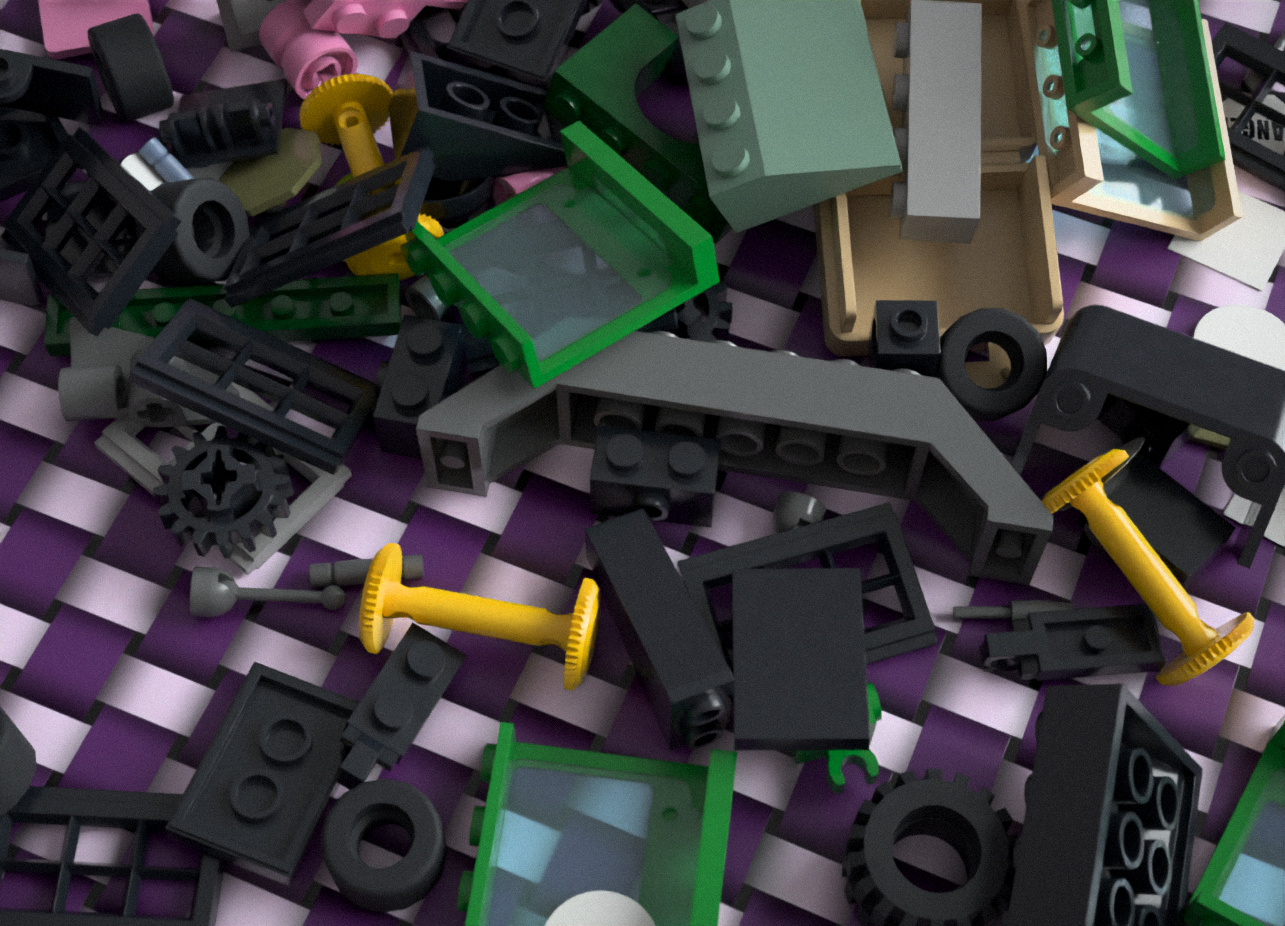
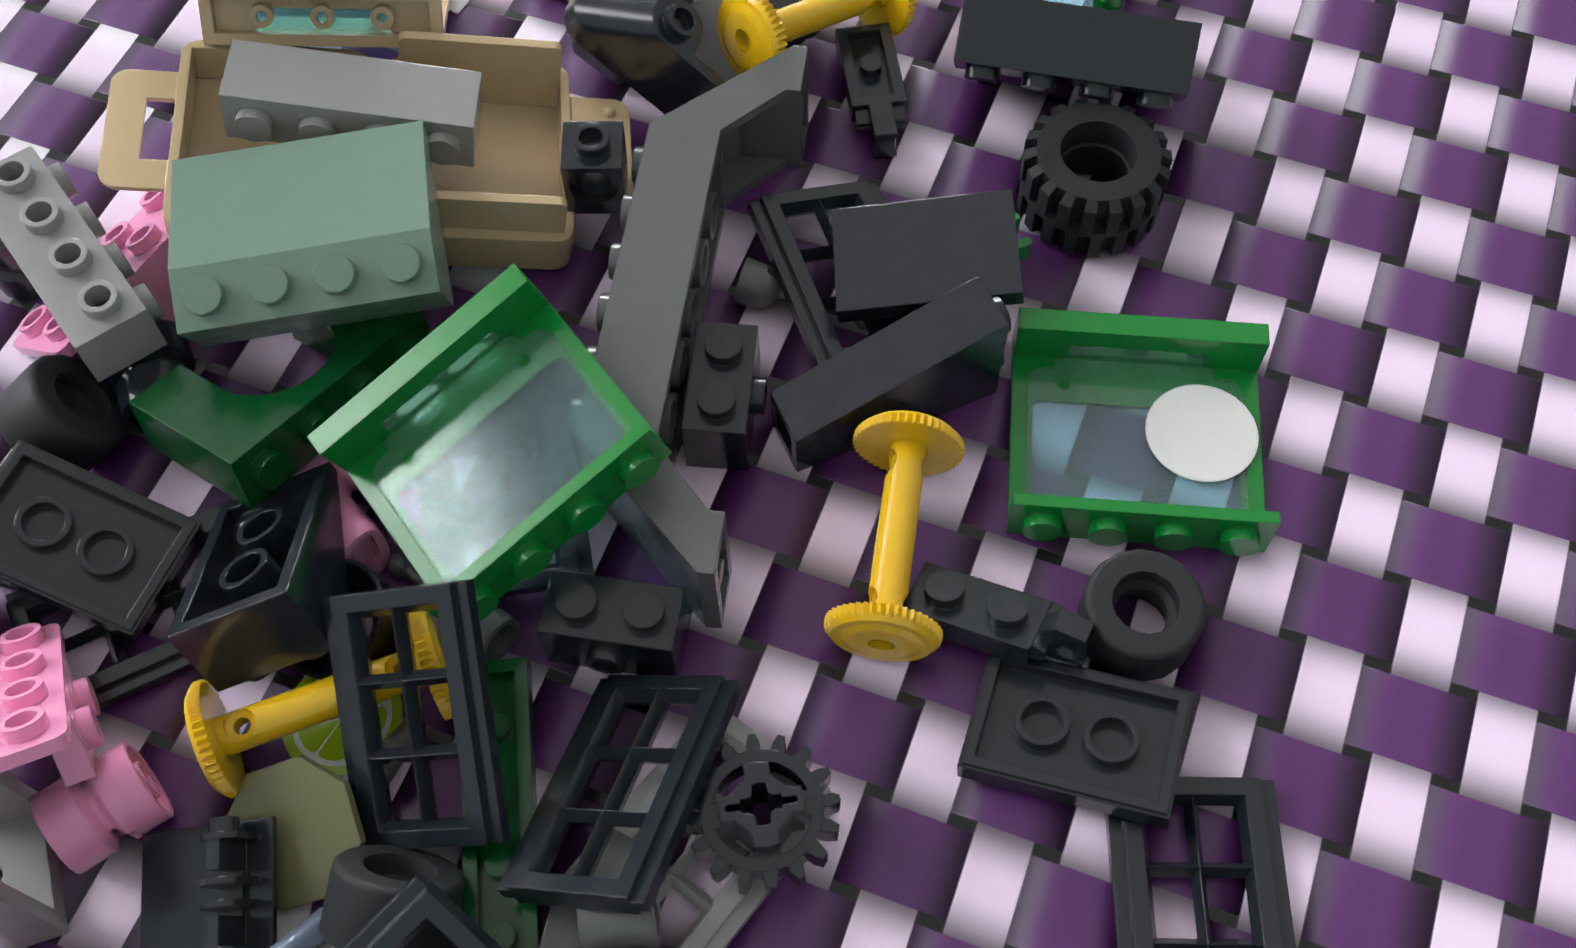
camera: 90 degrees left, 0 degrees up
(216, 592) = (871, 826): dark grey hinge -> none
(355, 571) = (831, 679): dark grey wheel -> none
(1014, 611) = (840, 126): dark grey piece -> none
(1020, 343) = (616, 89): black tyre -> none

